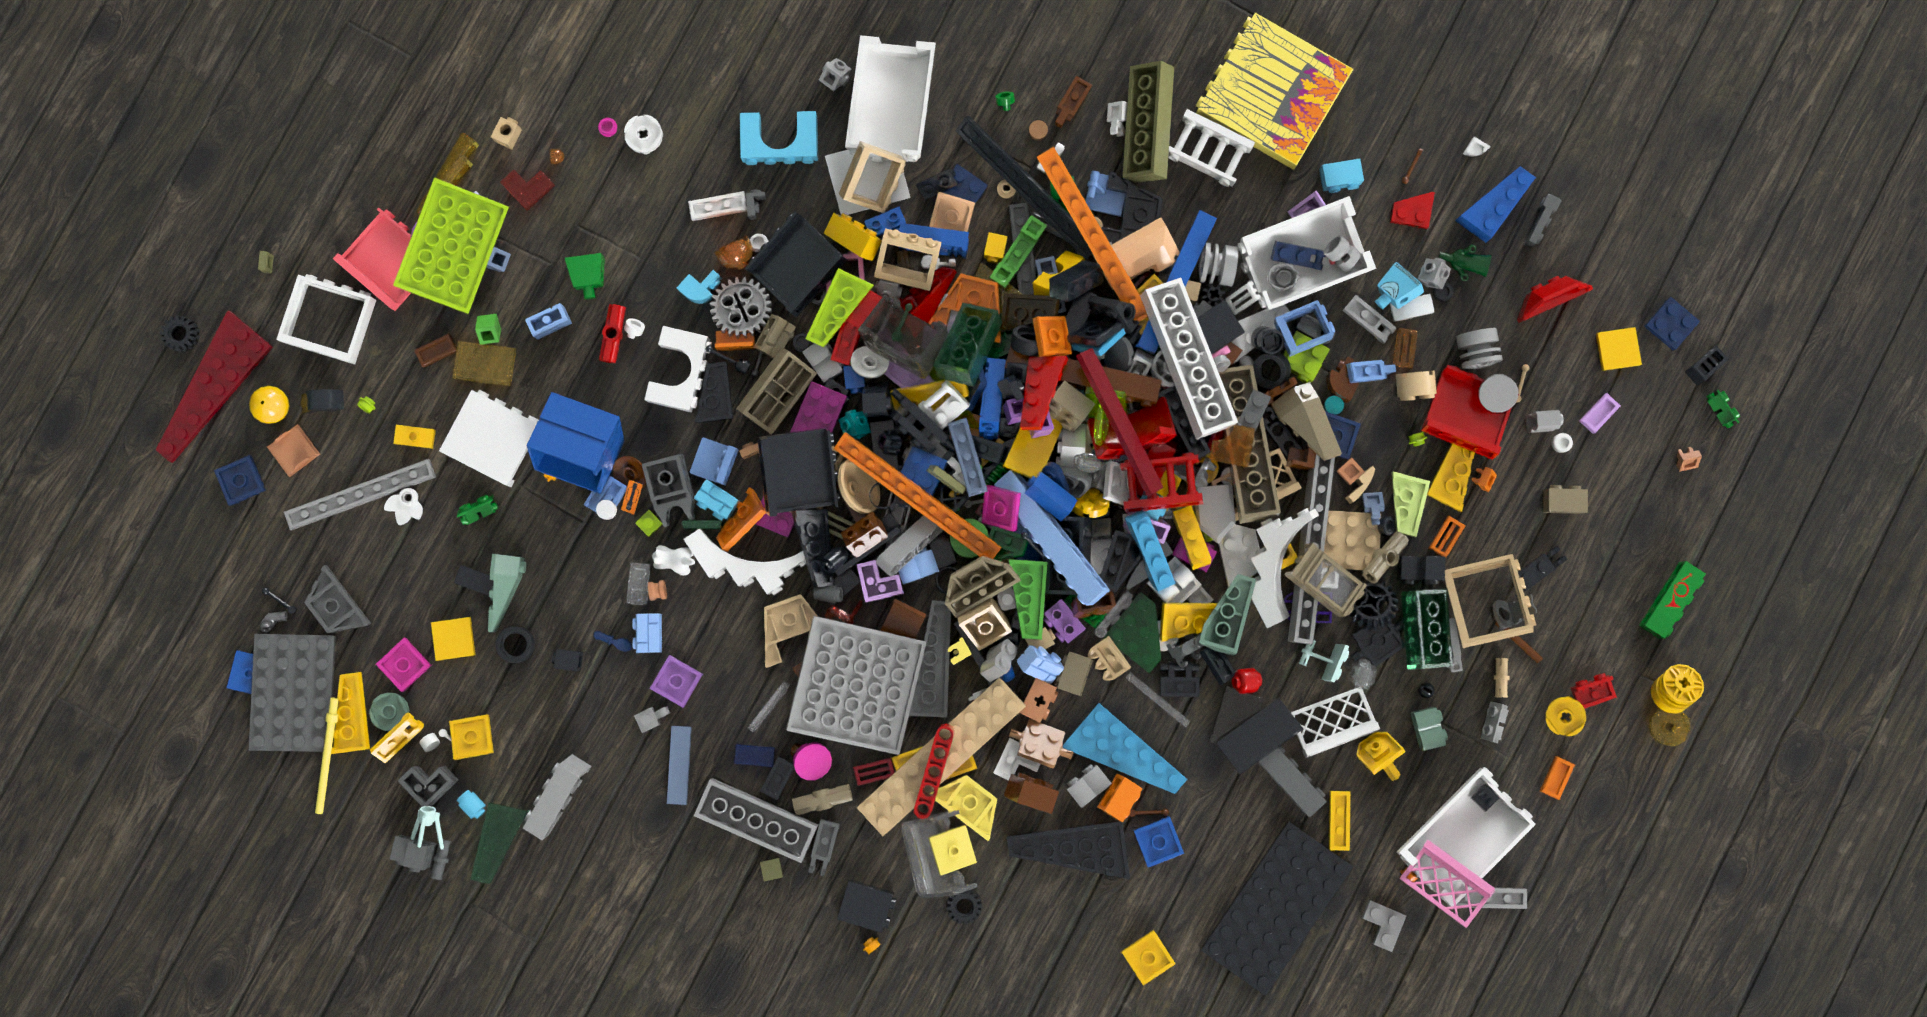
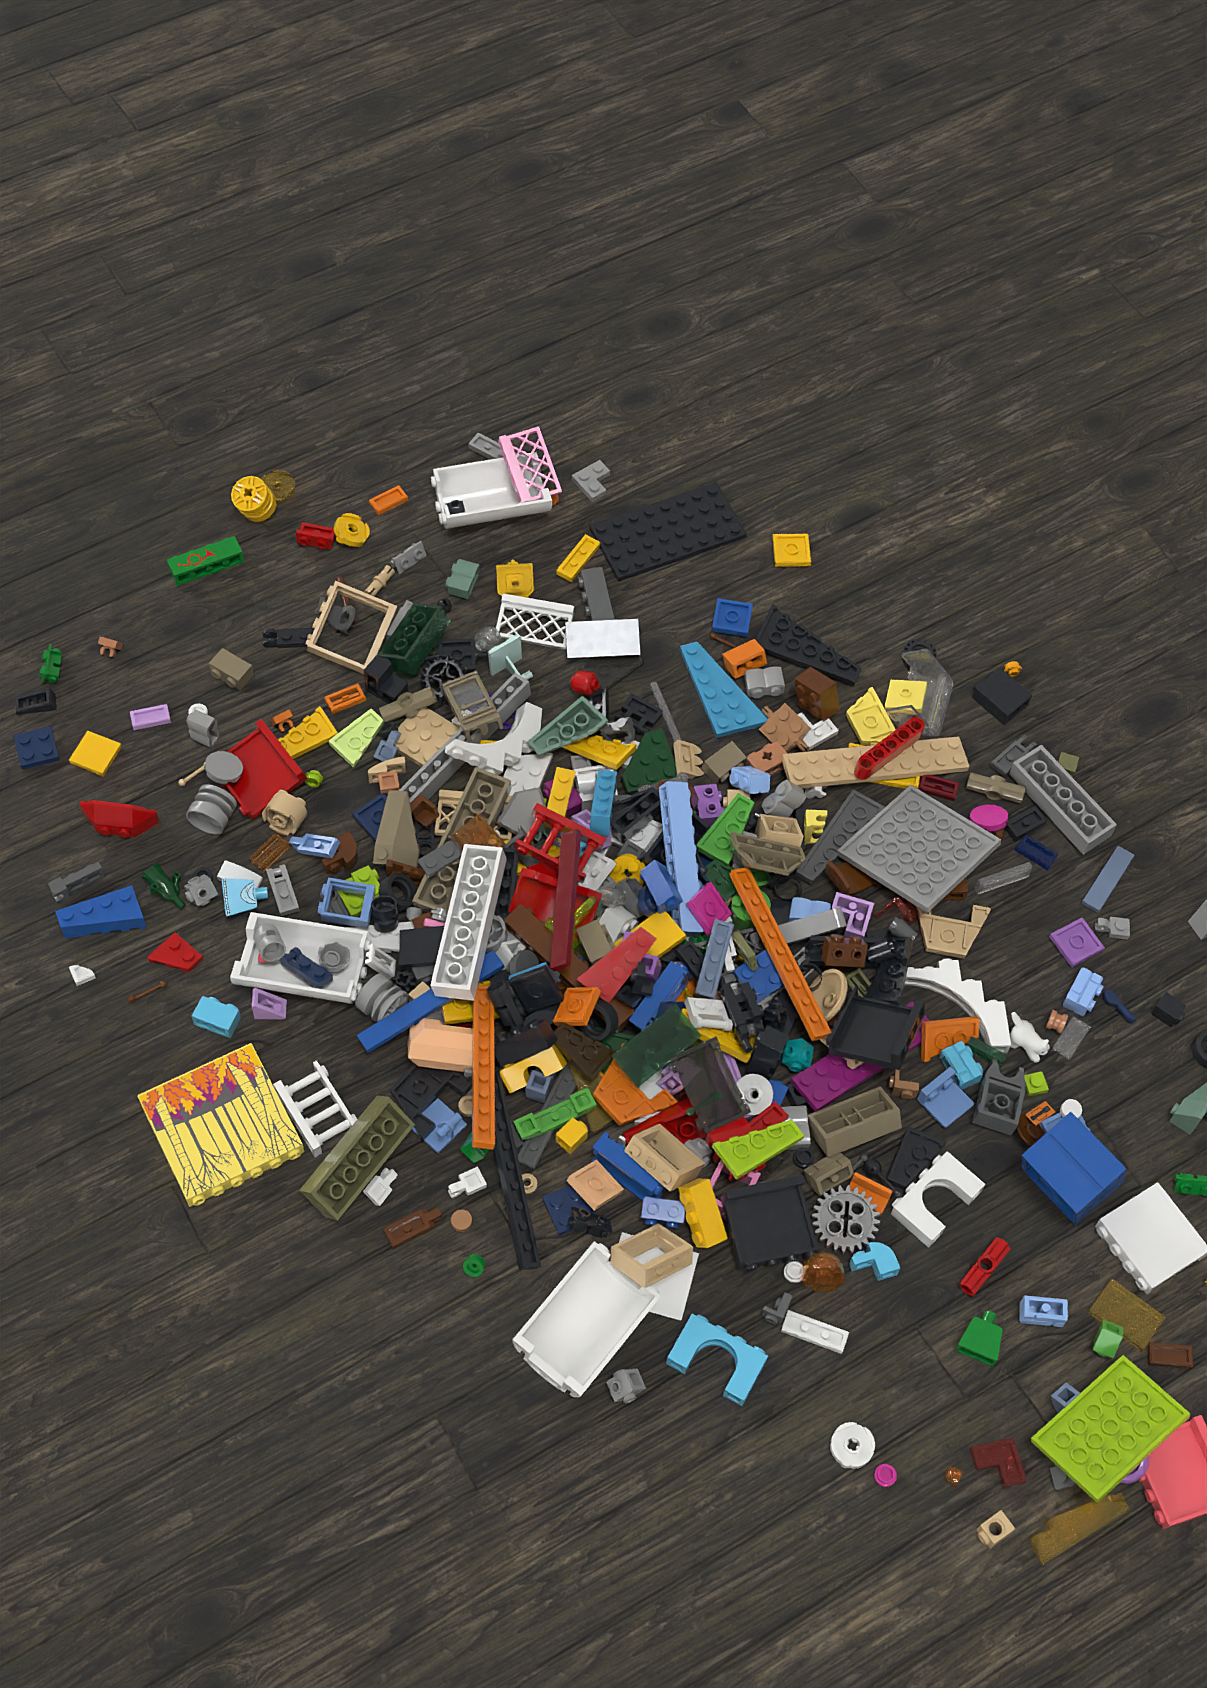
camera: 155 degrees left, 25 degrees down
(634, 328) = (959, 1261): white tile -> none
(1333, 405) = (364, 842): teal tile -> none

